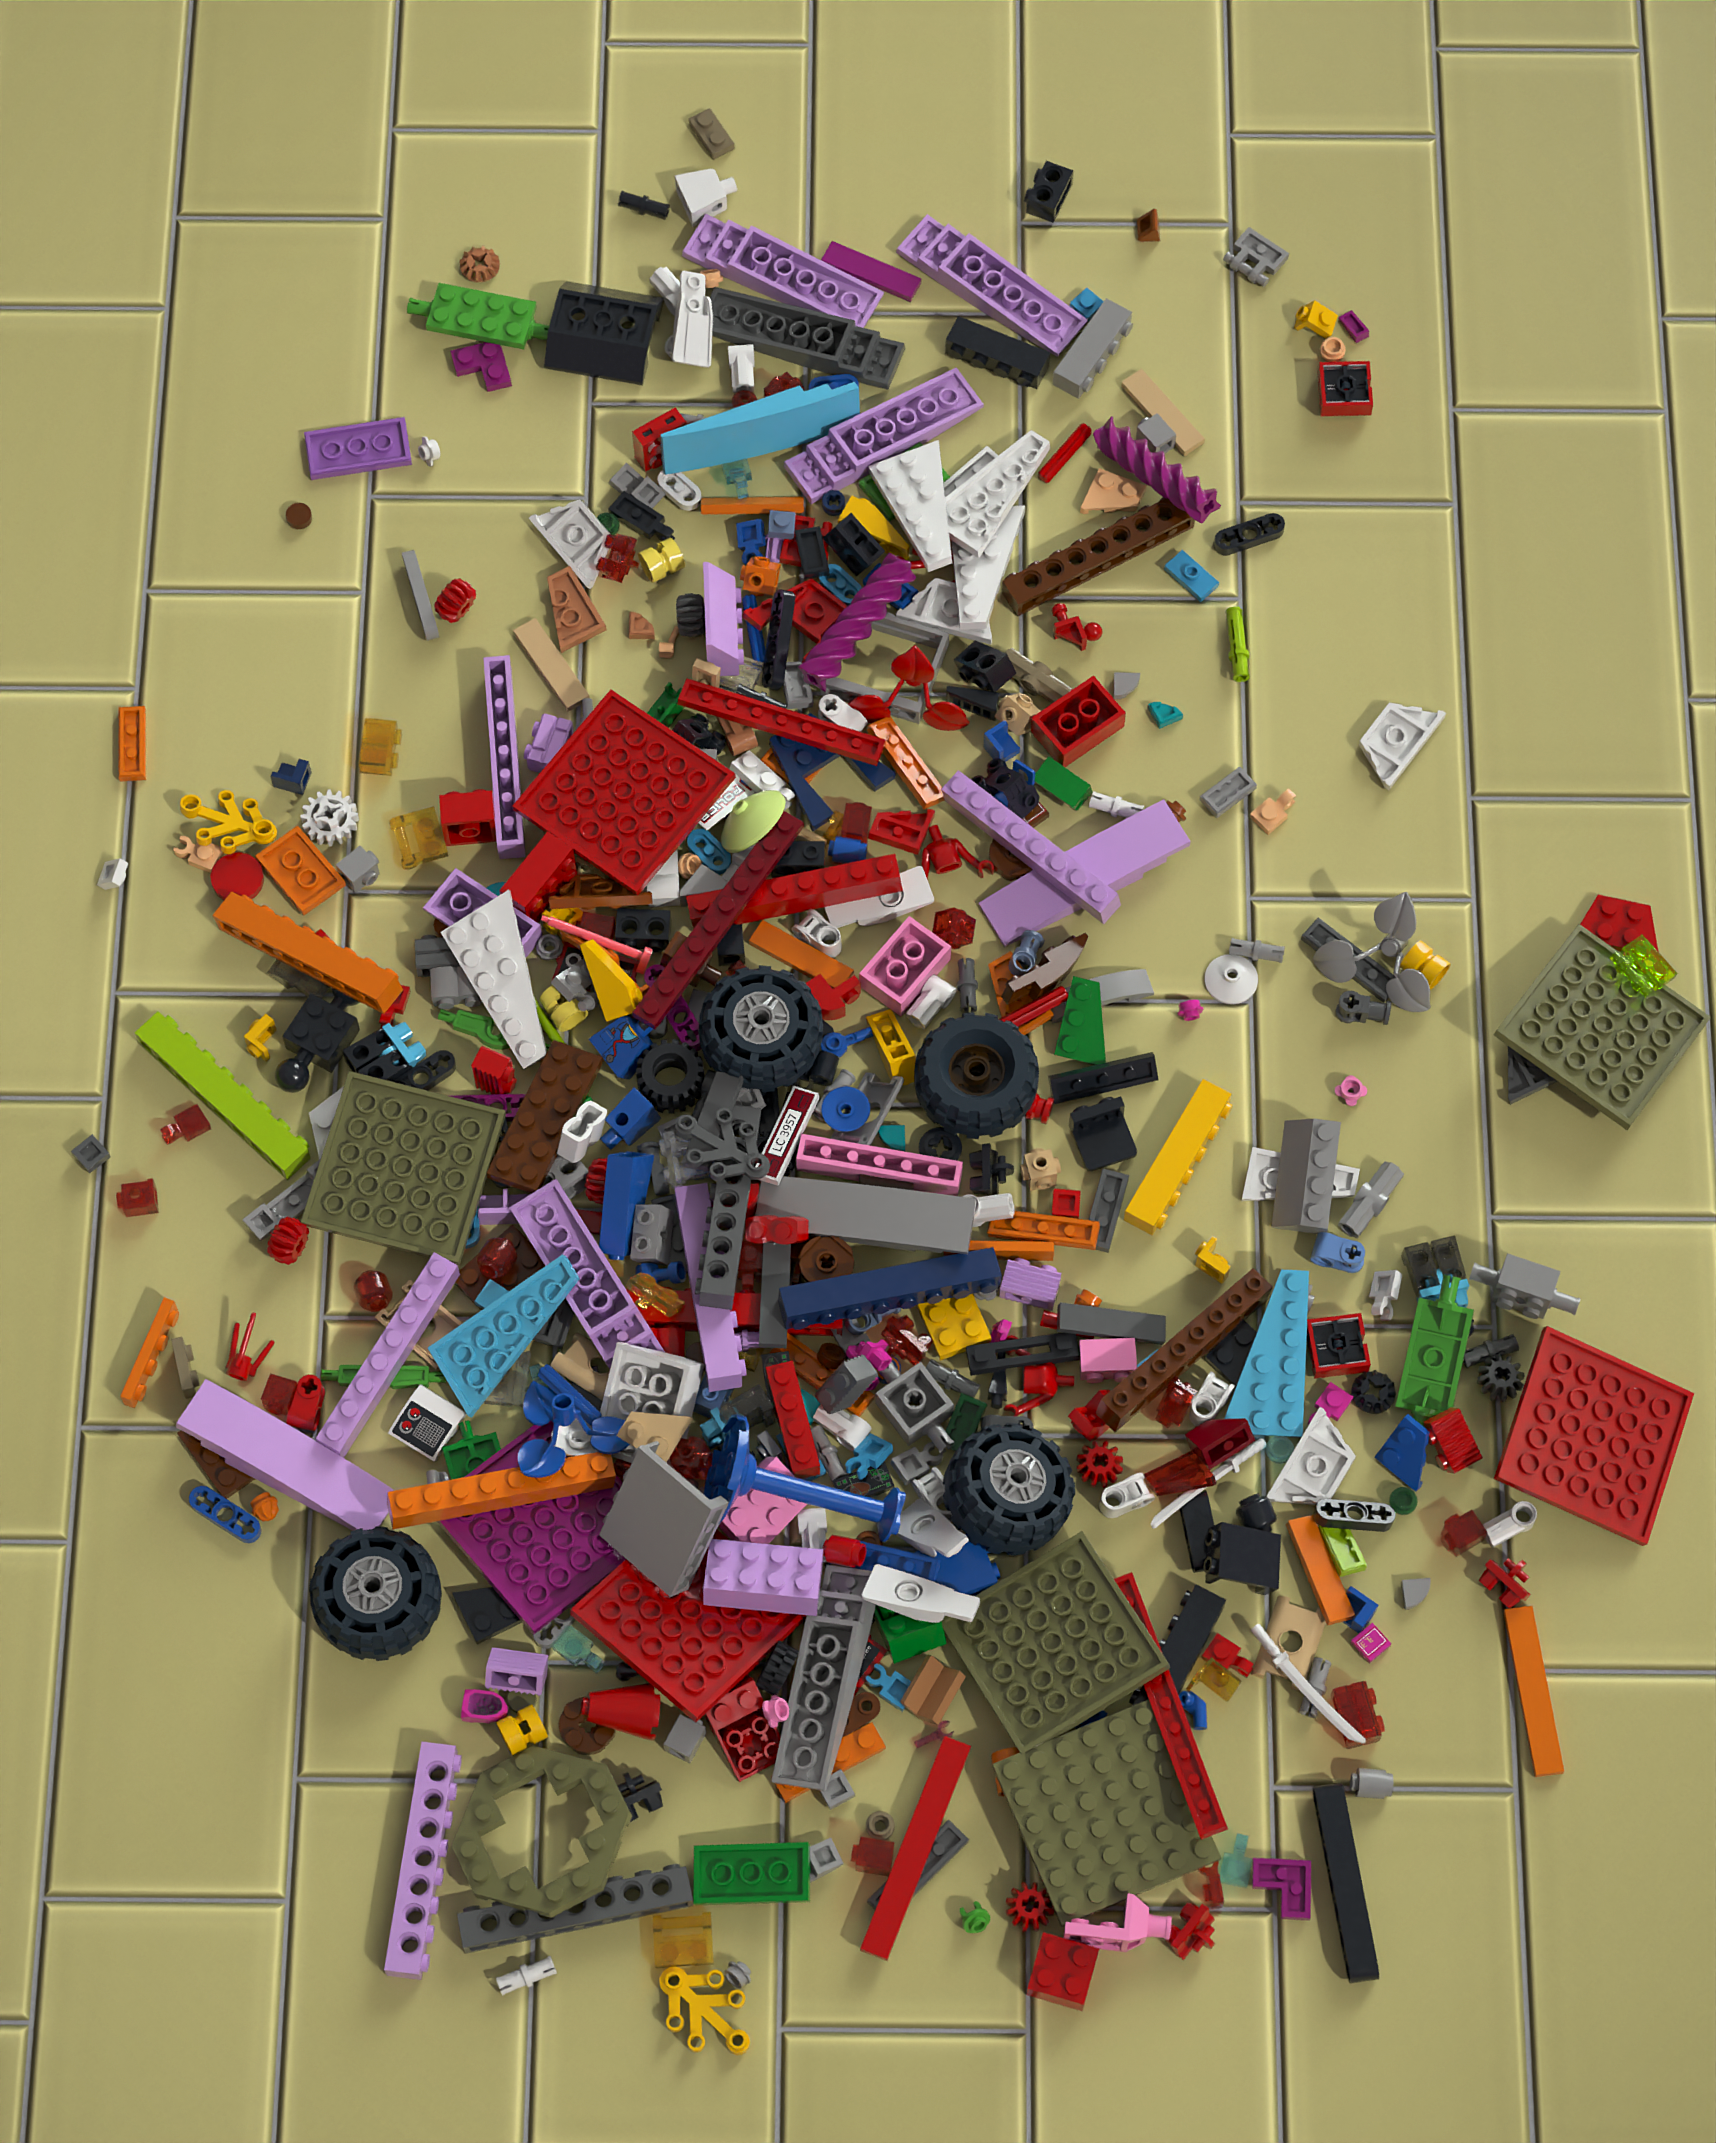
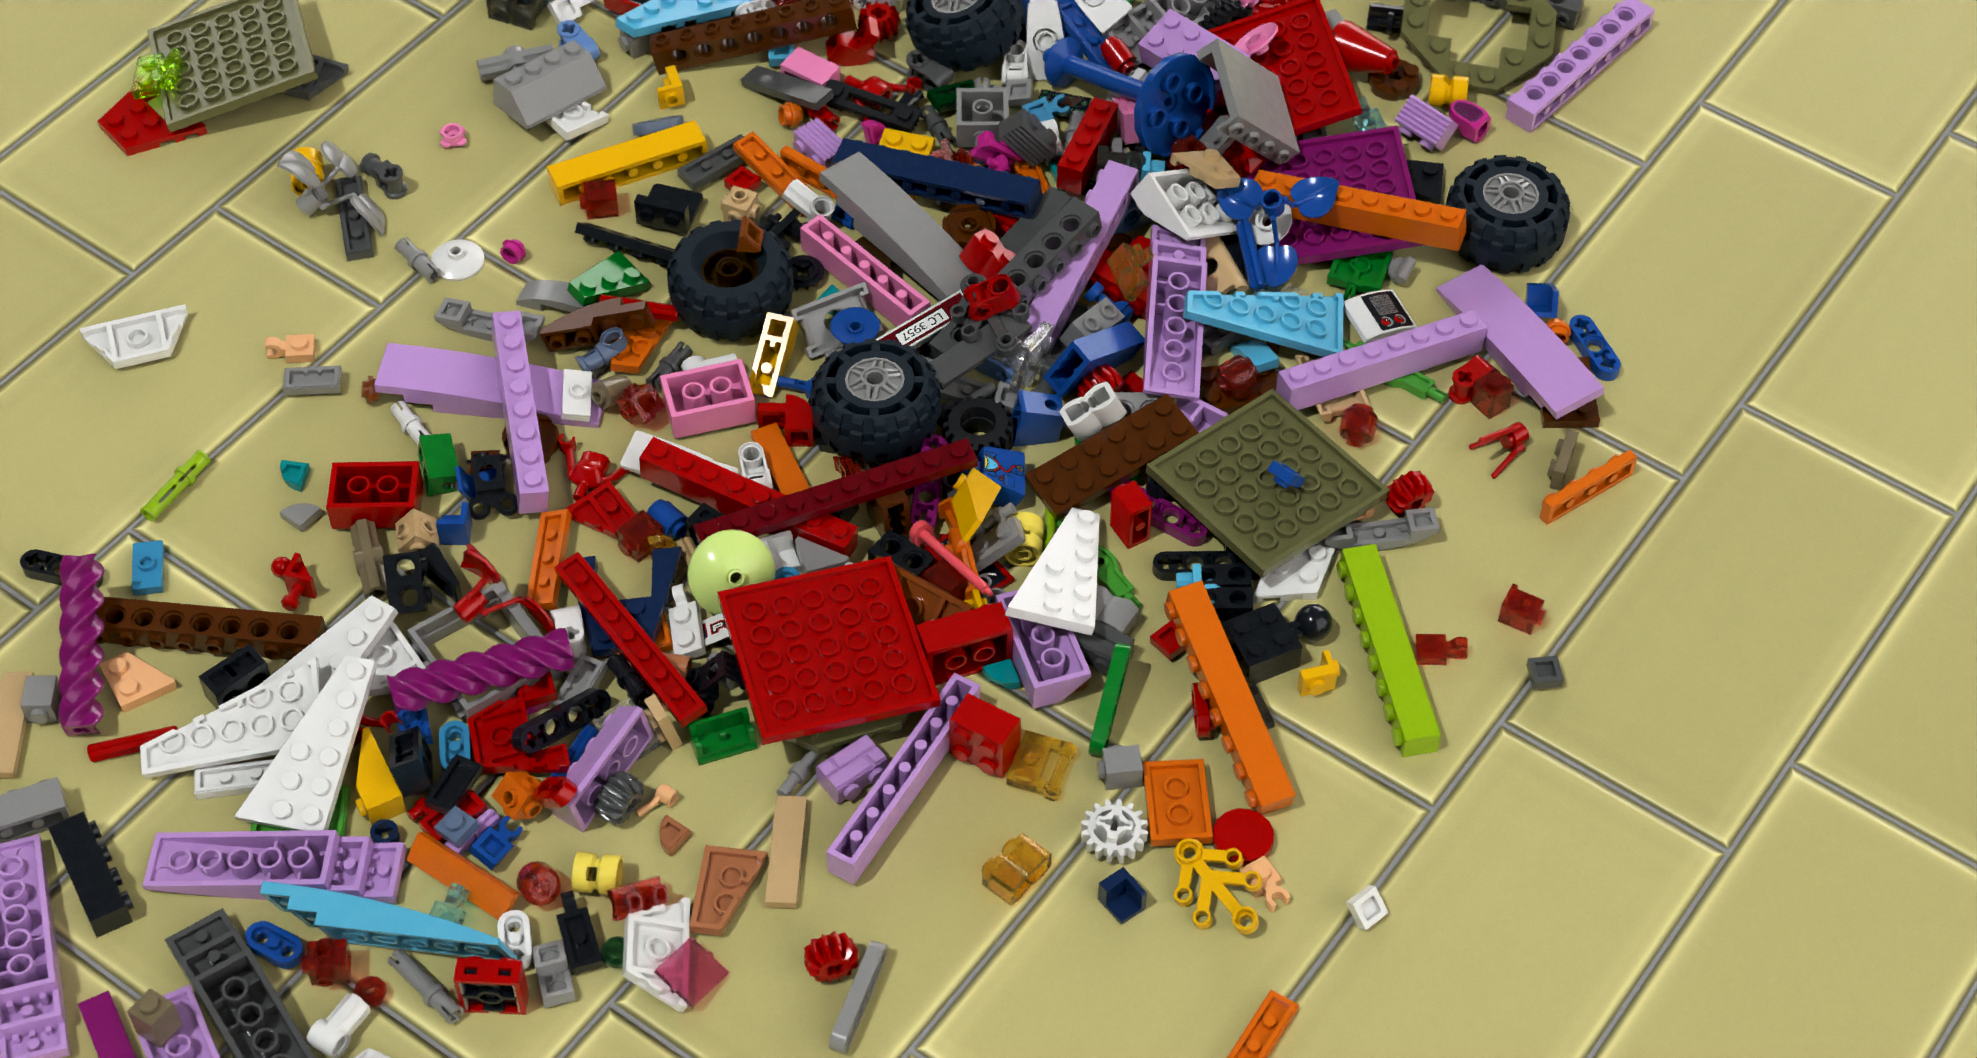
camera: 145 degrees left, 15 degrees down
(293, 1523) = (1542, 299): none -> blue panel
(384, 1164) = (1285, 475): none -> blue plate
(399, 906) = (1110, 698): none -> green beam
(543, 539) = (691, 972): none -> clear pink piece
(694, 527) = (538, 883): none -> clear red head
(718, 1623) = (1257, 40): none -> bright pink dish
(723, 1145) = (992, 296): none -> red piece
(725, 571) = (555, 792): none -> red beam
(851, 284) = (155, 1018): none -> dark tan brick
(974, 1089) = (749, 236): none -> dark orange slope
(988, 928) = (607, 391): none -> dark tan brick
(1011, 905) = (576, 395): none -> white plate
(1034, 527) = (234, 676): none -> black brick
(1143, 932) = (478, 324): none -> light grey slope
(1166, 1104) = (599, 199): none -> clear red brick
(1188, 1216) = (651, 126): none -> sand blue plate

